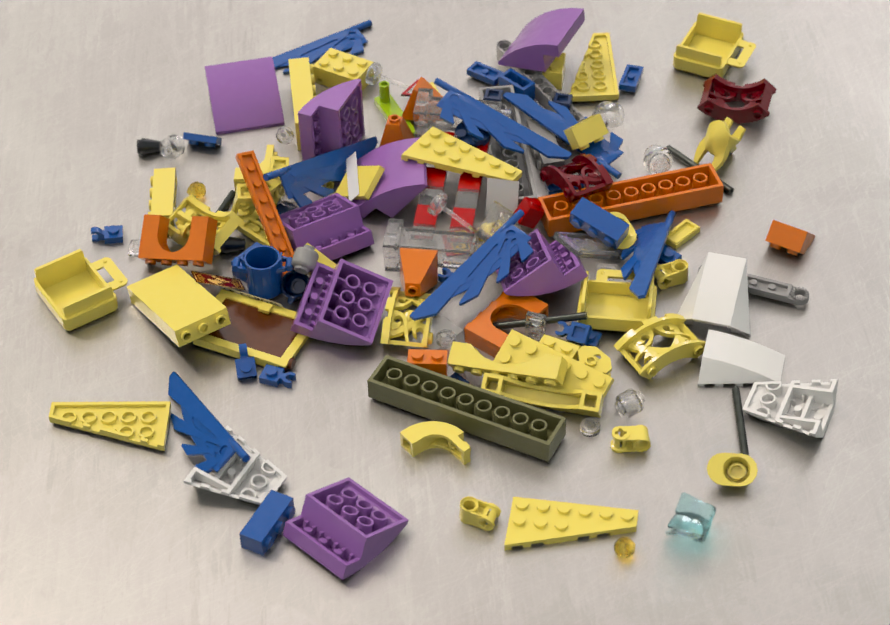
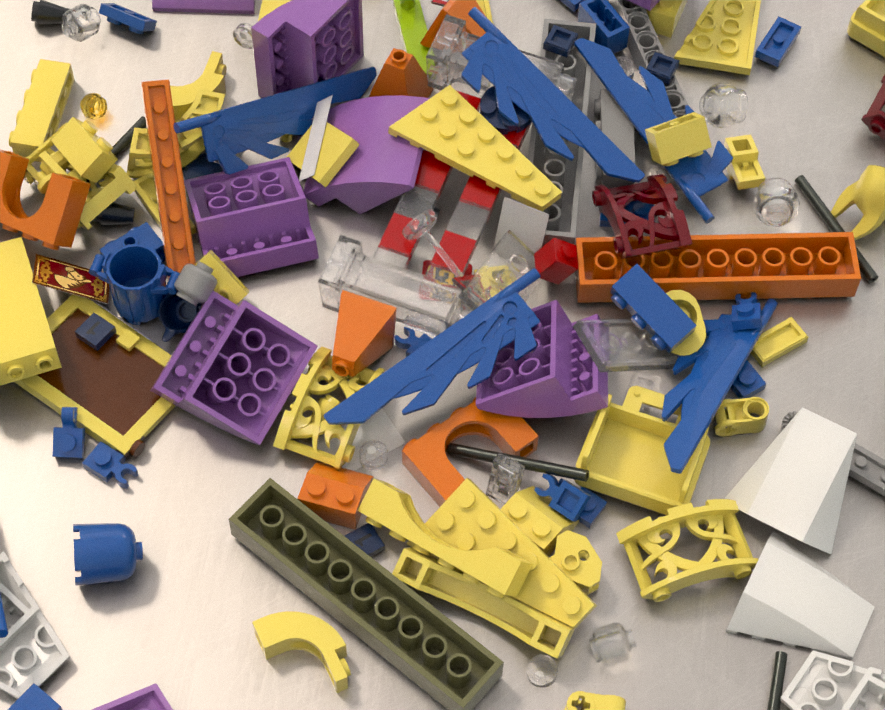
camera: 10 degrees right, 15 degrees up
(206, 204) = (84, 149): none -> light yellow brick
(243, 306) = (95, 331): none -> dark blue tile
(291, 416) = (105, 553): none -> blue cylinder
(631, 145) = (744, 165): none -> light yellow brick
(657, 219) = (746, 313): none -> blue plate

